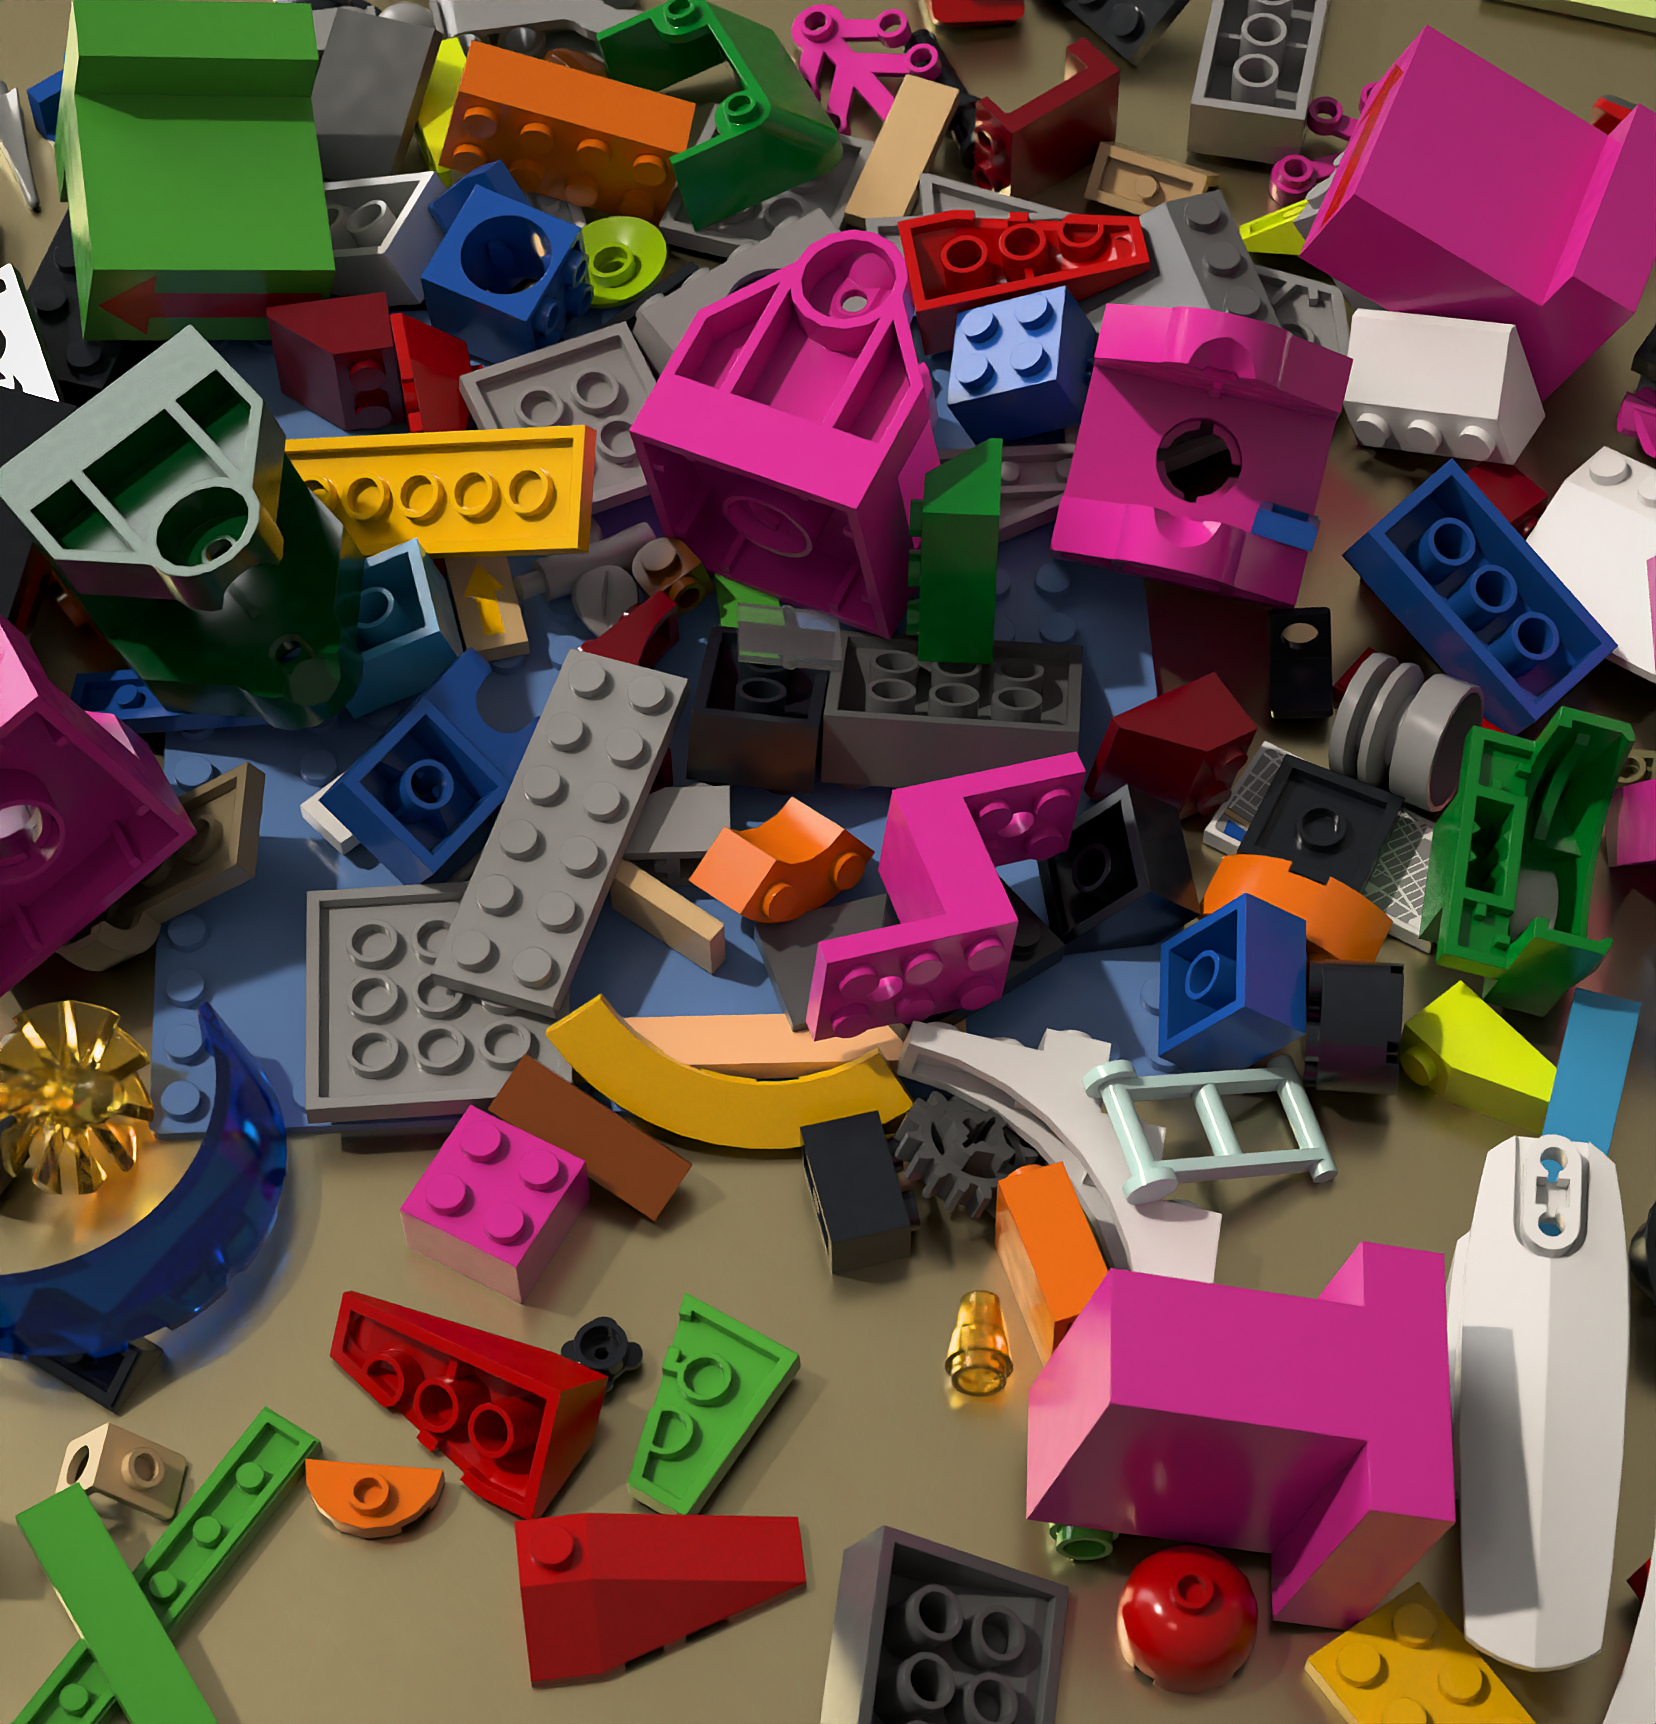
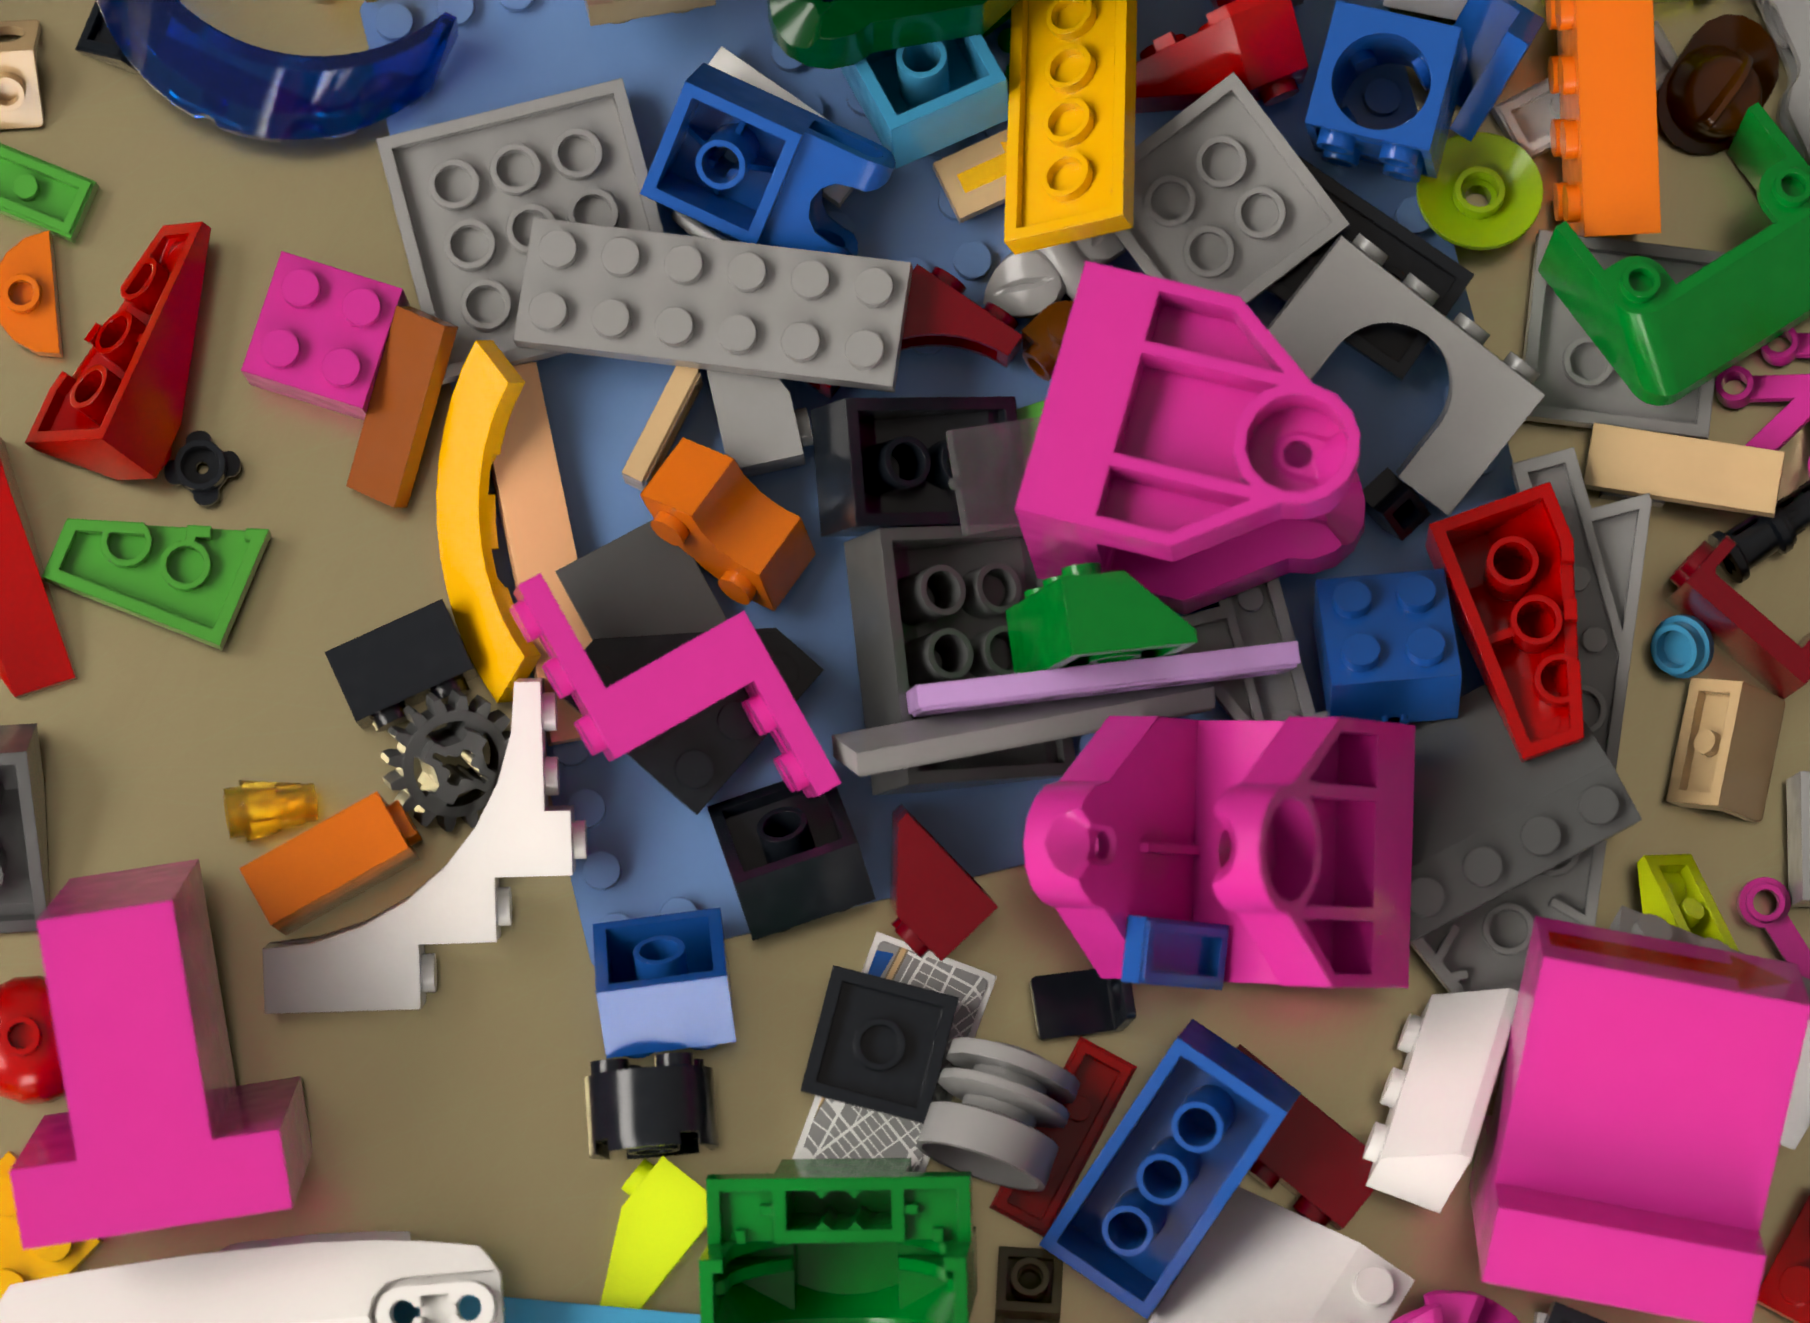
camera: 75 degrees right, 25 degrees up
(1009, 571) = (1102, 679): none -> lavender tile
(1036, 636) = (1007, 727): none -> light grey tile
(1057, 188) = (1682, 646): none -> dark azure plate
(1153, 1180) = (424, 940): light aqua piece -> none
(1338, 918) = (773, 1032): orange brick -> none

